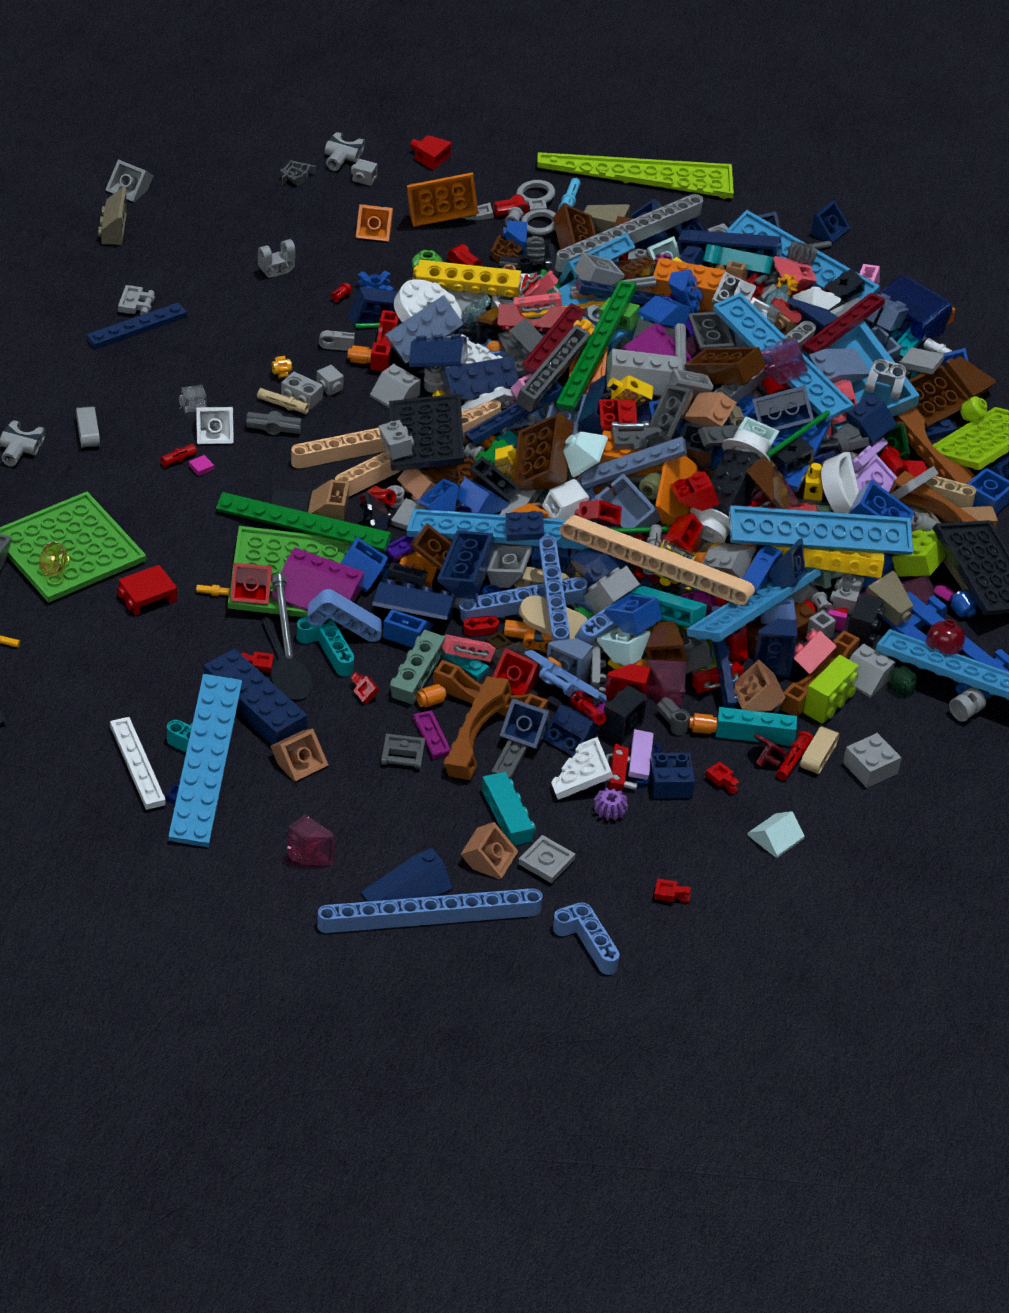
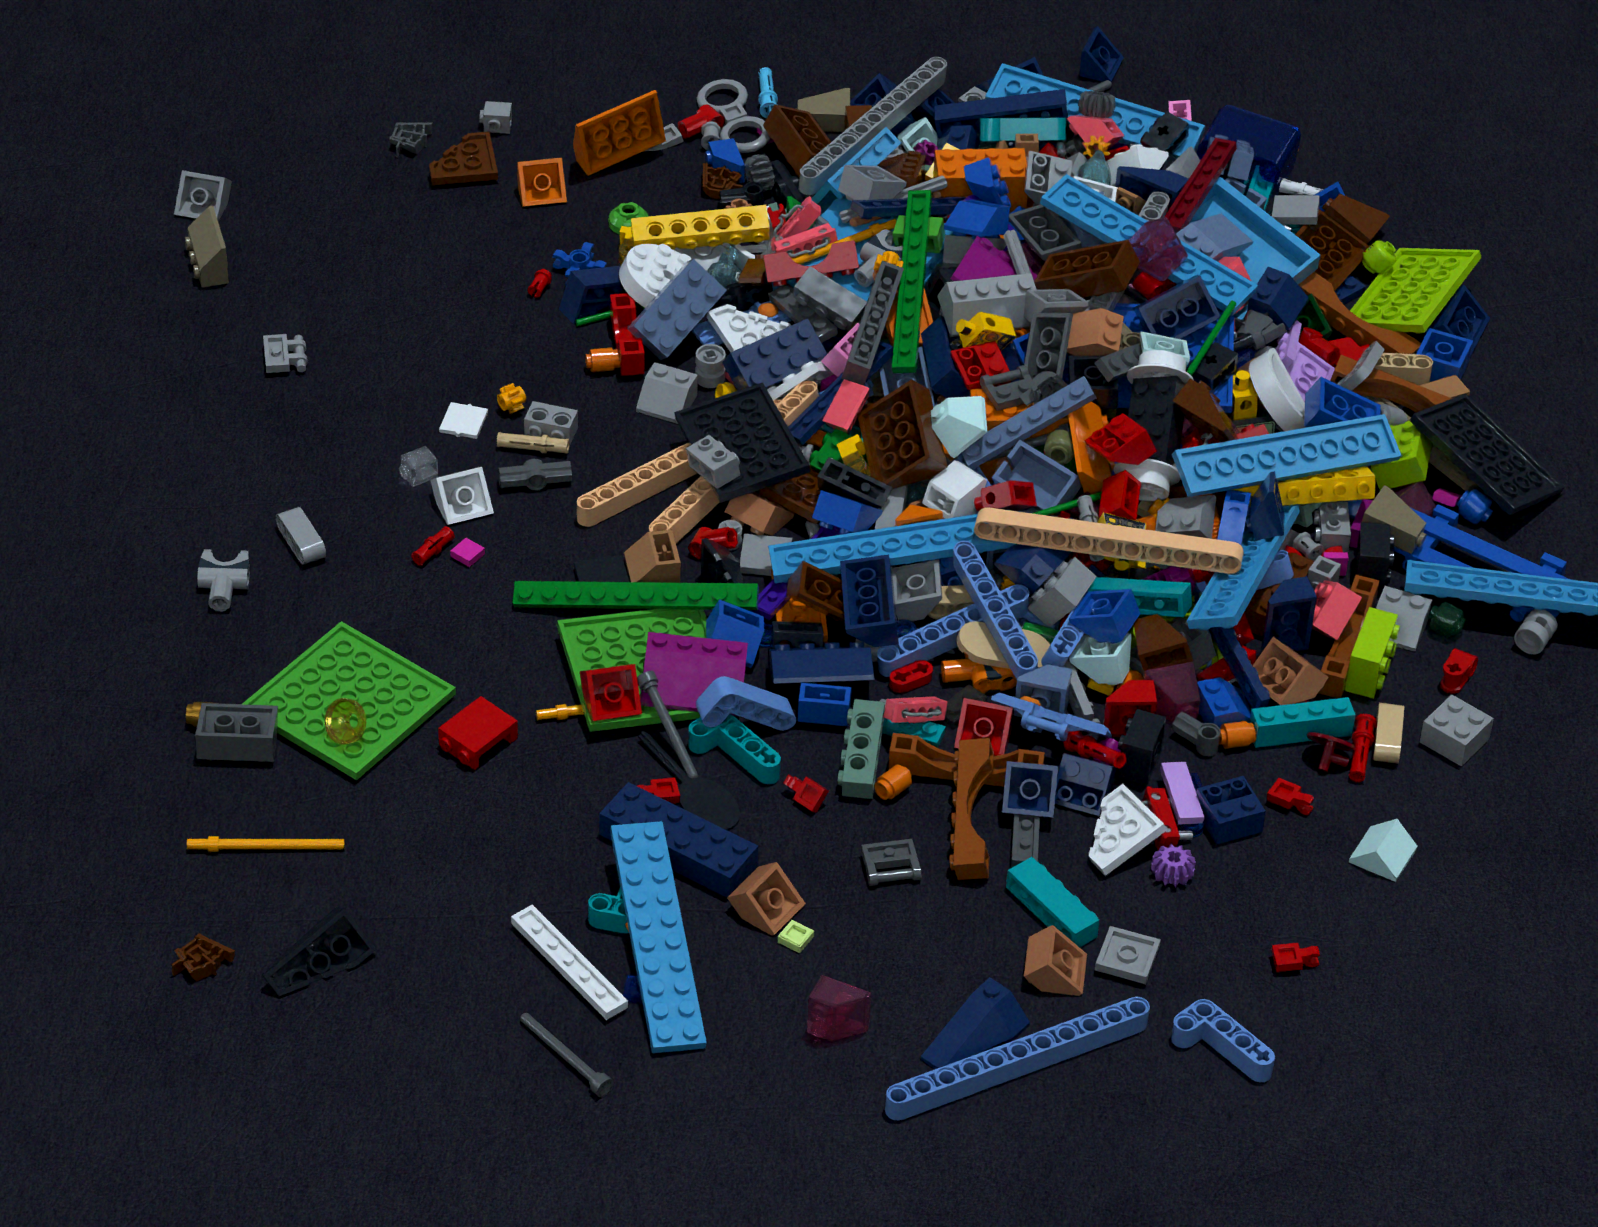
camera: 15 degrees left, 0 degrees up
(119, 851) = (599, 1082): none -> dark grey piece
(136, 325) = (299, 386): dark blue plate -> none
(242, 375) = (463, 420): none -> white piece
(277, 263) = (445, 261): light grey piece -> none
(310, 786) = (795, 936): none -> yellowish green tile
(328, 199) = (466, 162): none -> reddish brown plate
(330, 379) = (581, 399): light grey brick -> none
(341, 150) = (456, 96): light grey connector -> none
(342, 340) = (570, 347): light grey piece -> none
(431, 151) = (568, 71): red torso -> none
(431, 731) = (910, 826): magenta tile -> none
(438, 351) = (710, 333): dark blue slope -> none
(440, 497) = (794, 521): blue slope -> none
(463, 256) = (669, 200): red piece -> none
(498, 640) = (941, 690): dark brown tile -> none
(514, 422) = (846, 406): none -> coral slope
(524, 525) = (923, 535): dark blue plate -> none
(553, 338) = (856, 286): dark red plate -> none
(694, 177) = (889, 35): lime wing -> none
(702, 697) = (1222, 702): none -> blue slope
(782, 305) = (1120, 179): red plate -> none
(886, 376) = (1277, 241): light grey piece -> none
(894, 718) = (1457, 670): none -> red piece
(946, 636) = (1482, 553): dark red cylinder -> none

